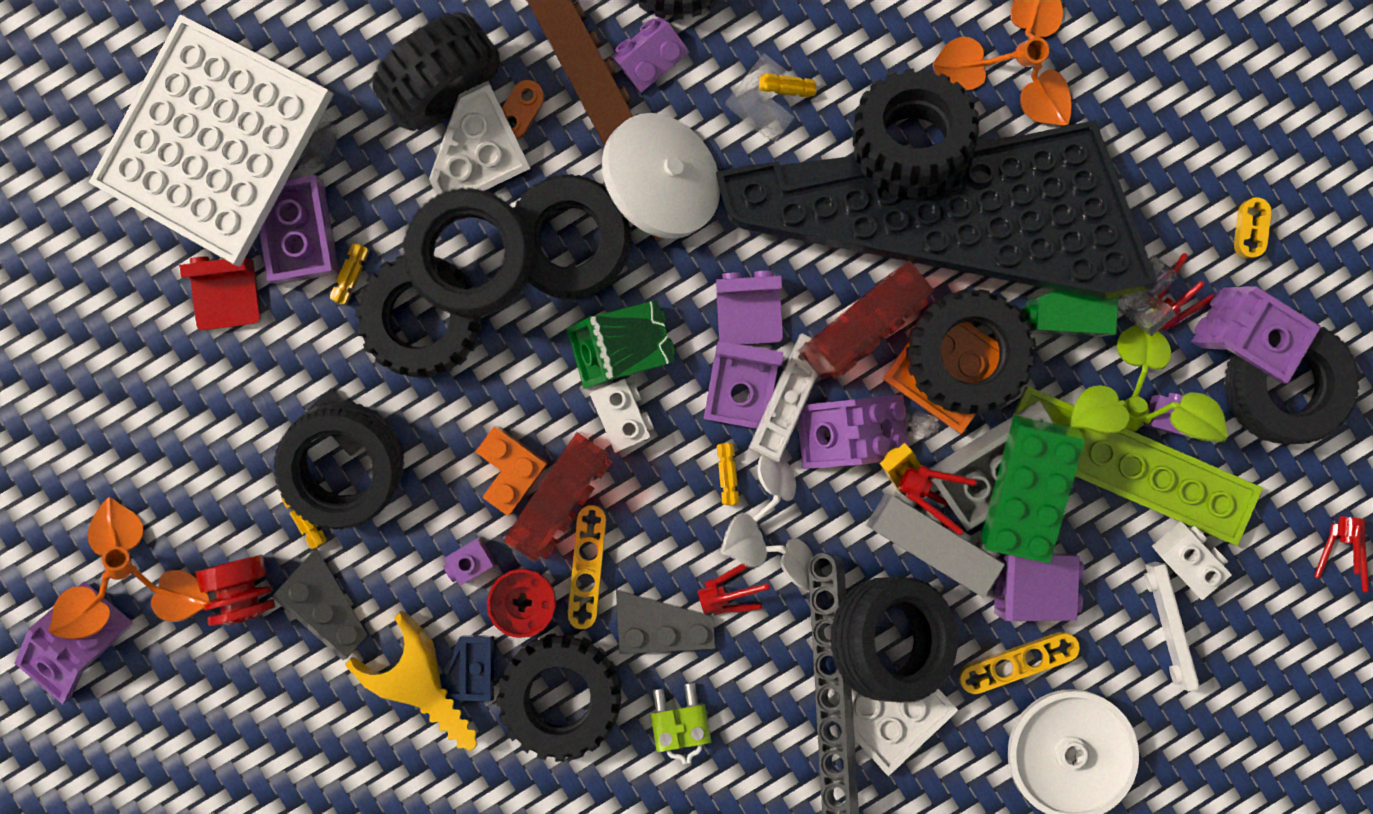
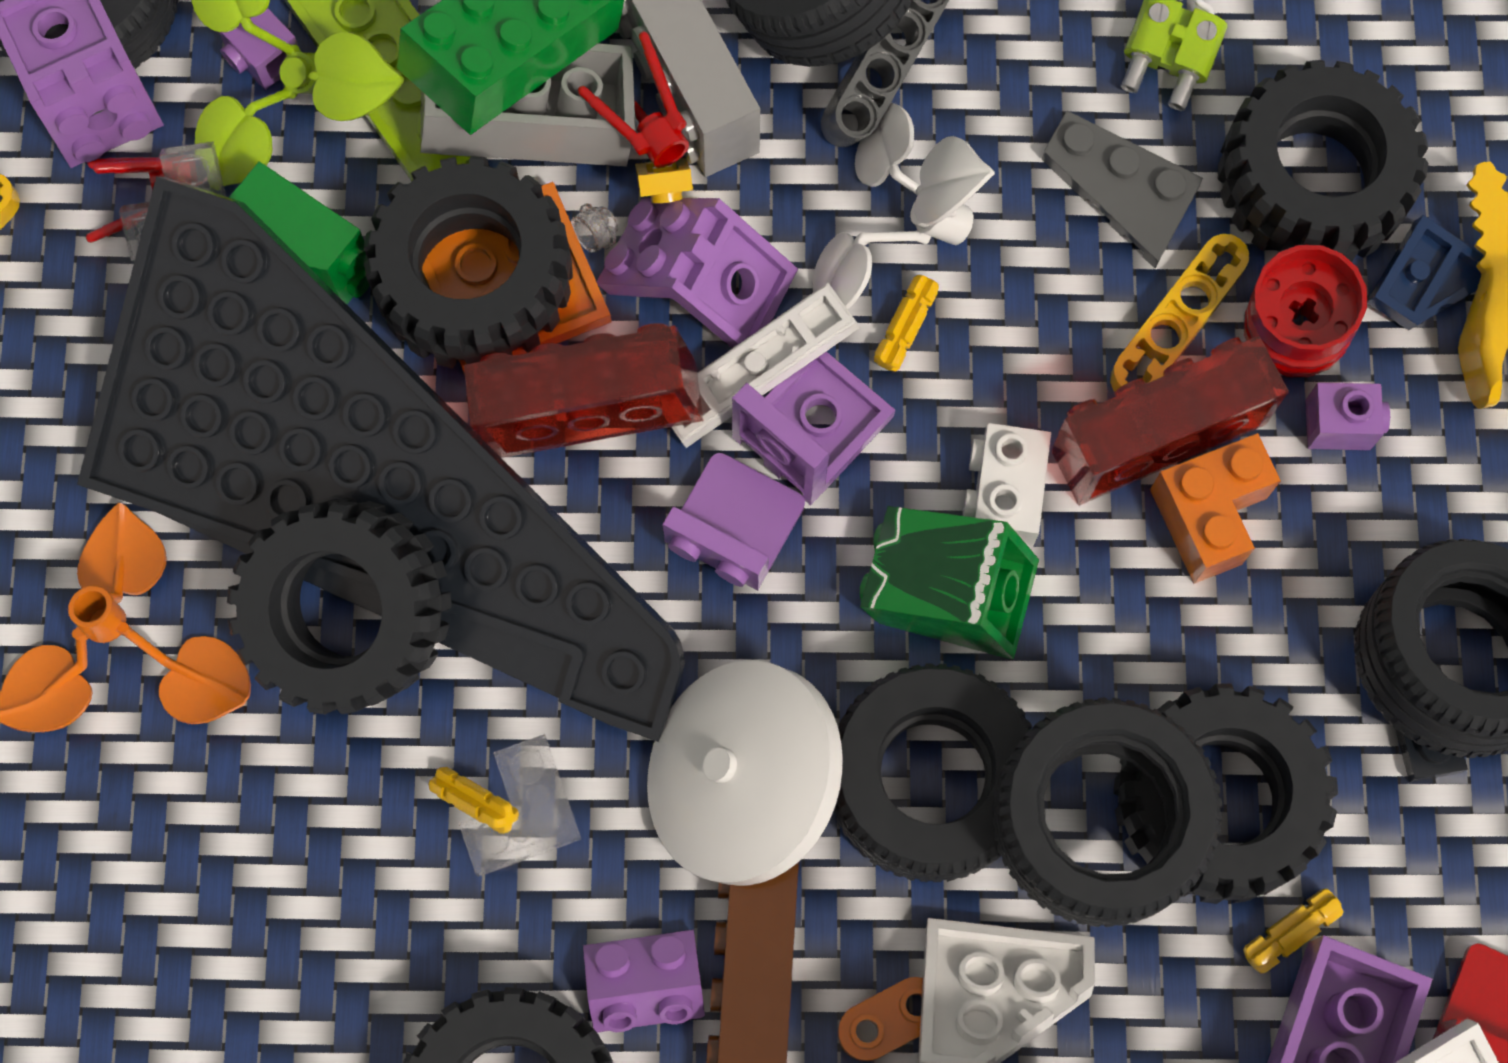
camera: 145 degrees left, 15 degrees down
(715, 598) = (1026, 171): red plant -> none

